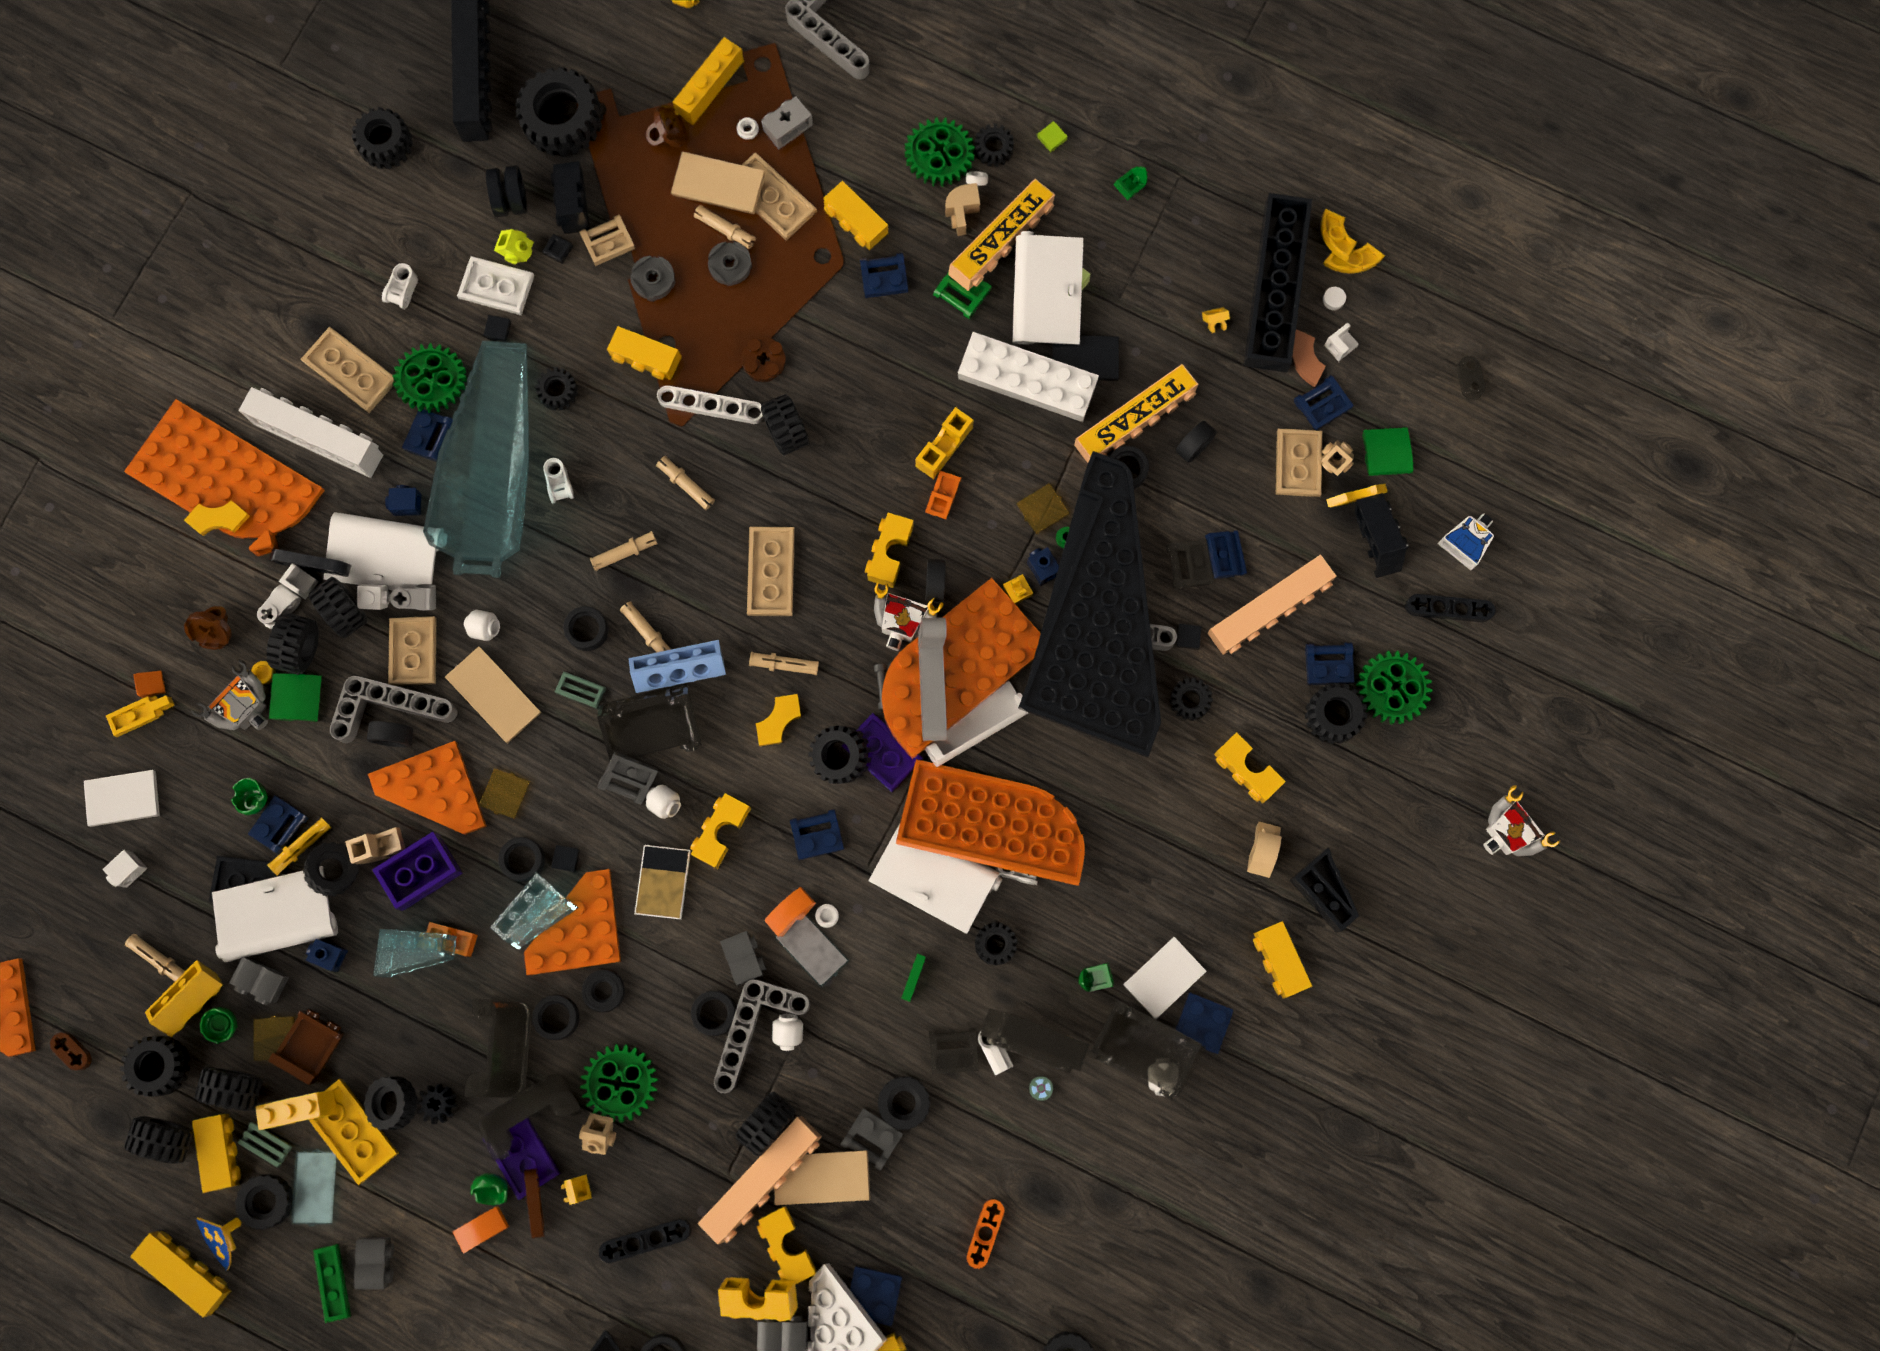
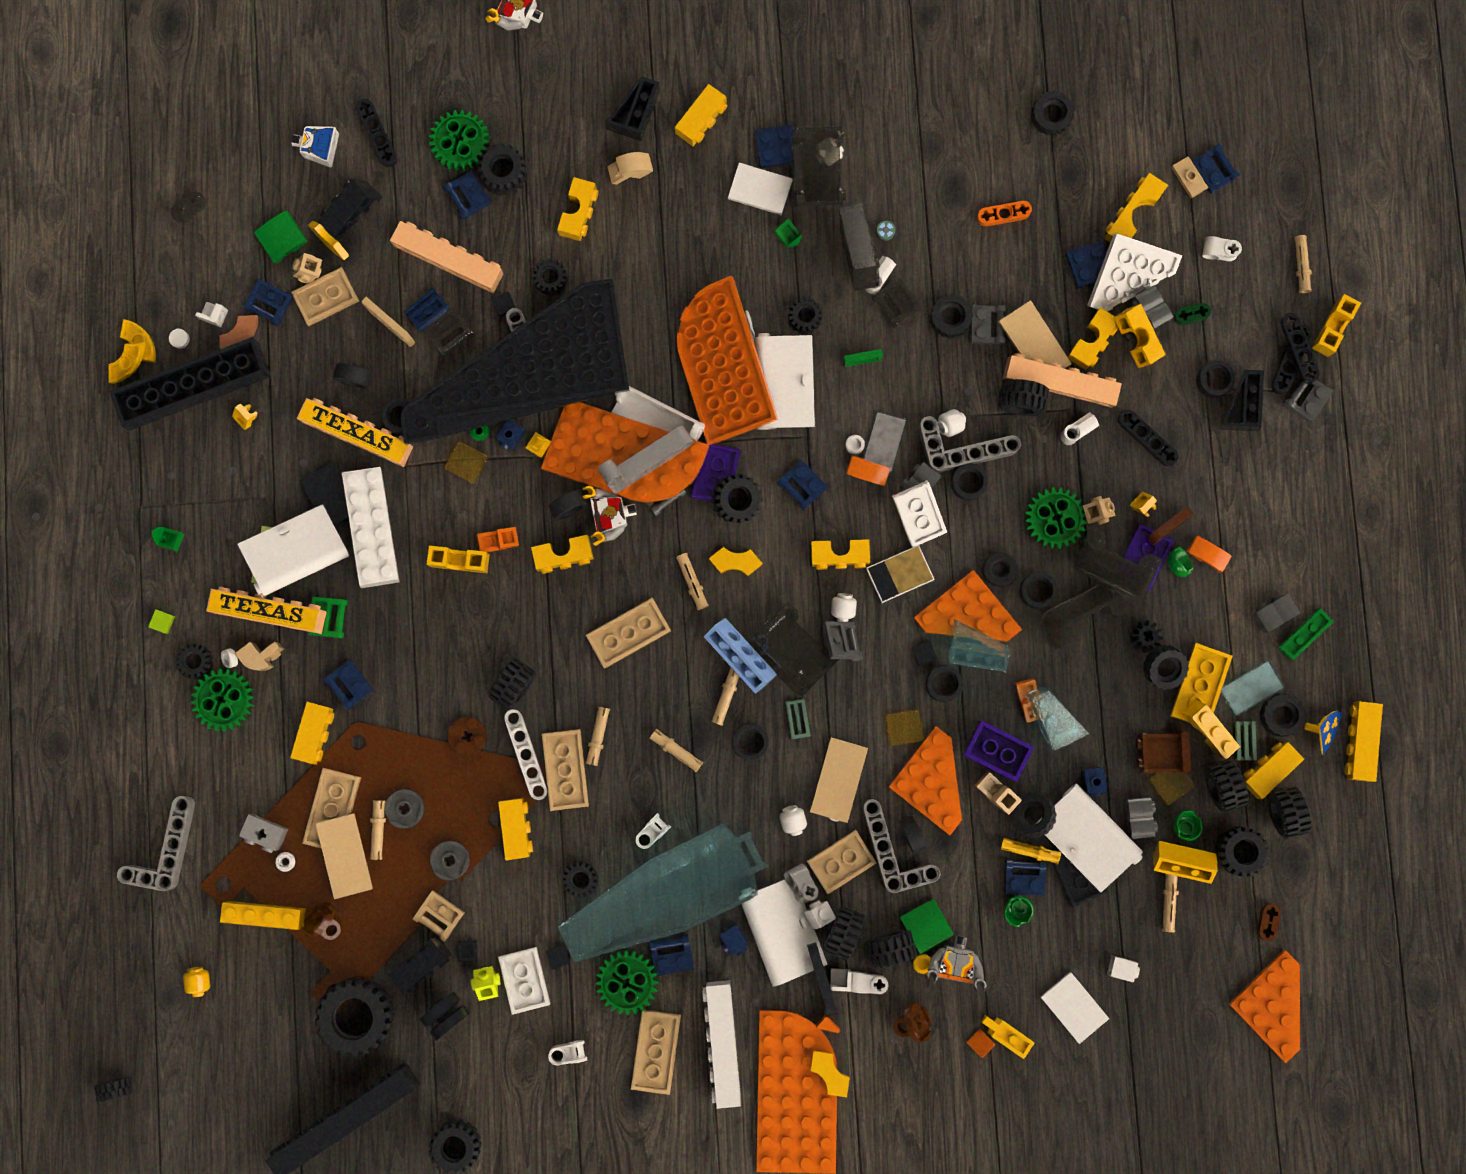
camera: 115 degrees left, 5 degrees up
(672, 434) = (565, 770): none -> tan tile
(699, 1170) = (1079, 428): none -> white piece
(710, 937) = (919, 514): none -> white tile
(1232, 506) = (388, 322): none -> tan tile

